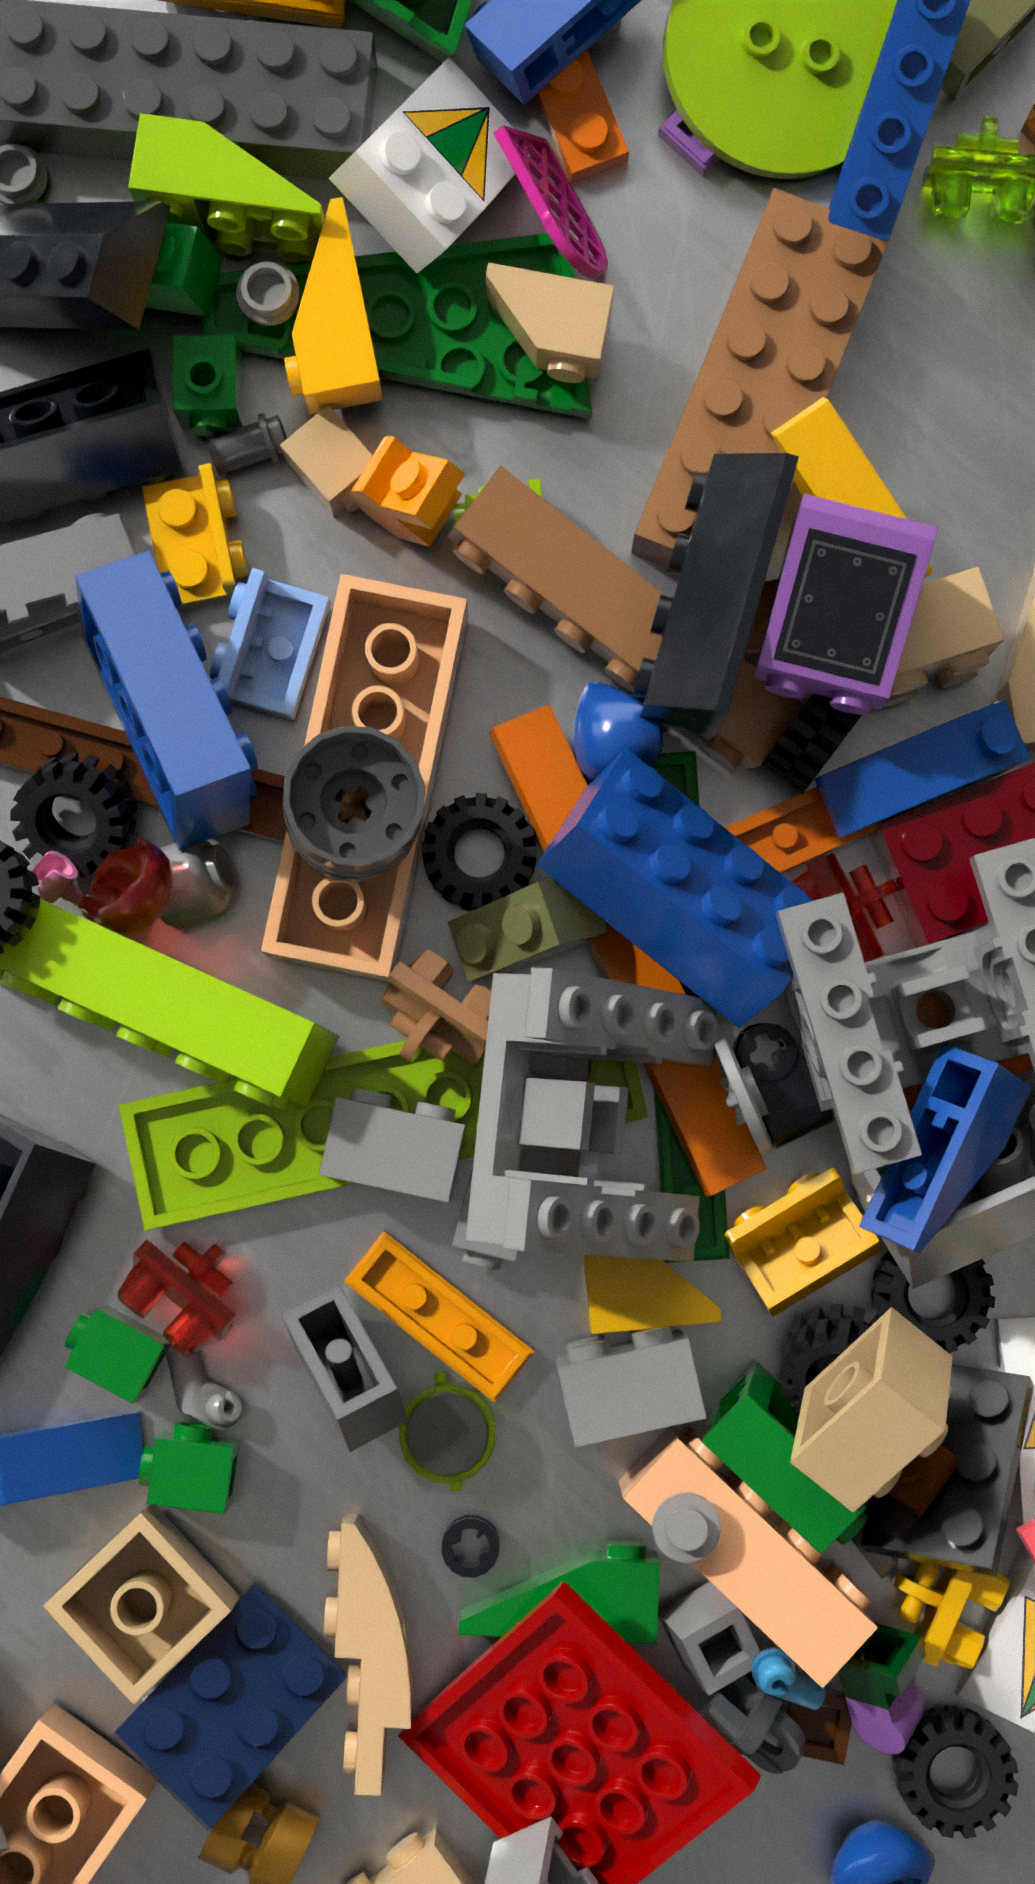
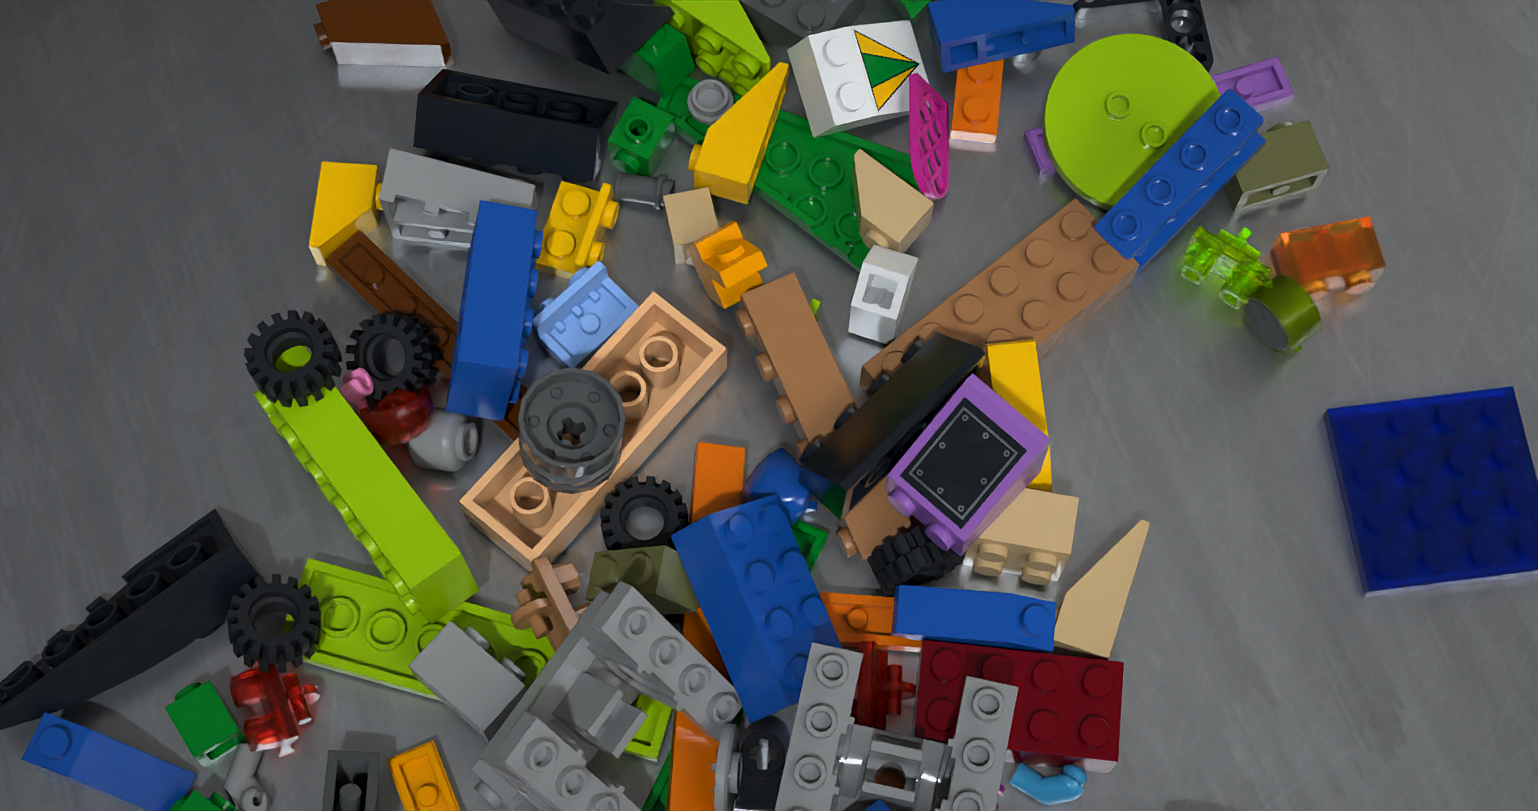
camera: 25 degrees right, 15 degrees down
(111, 1174) = (270, 598): none -> black tyre
(609, 429) = (881, 294): none -> white slope

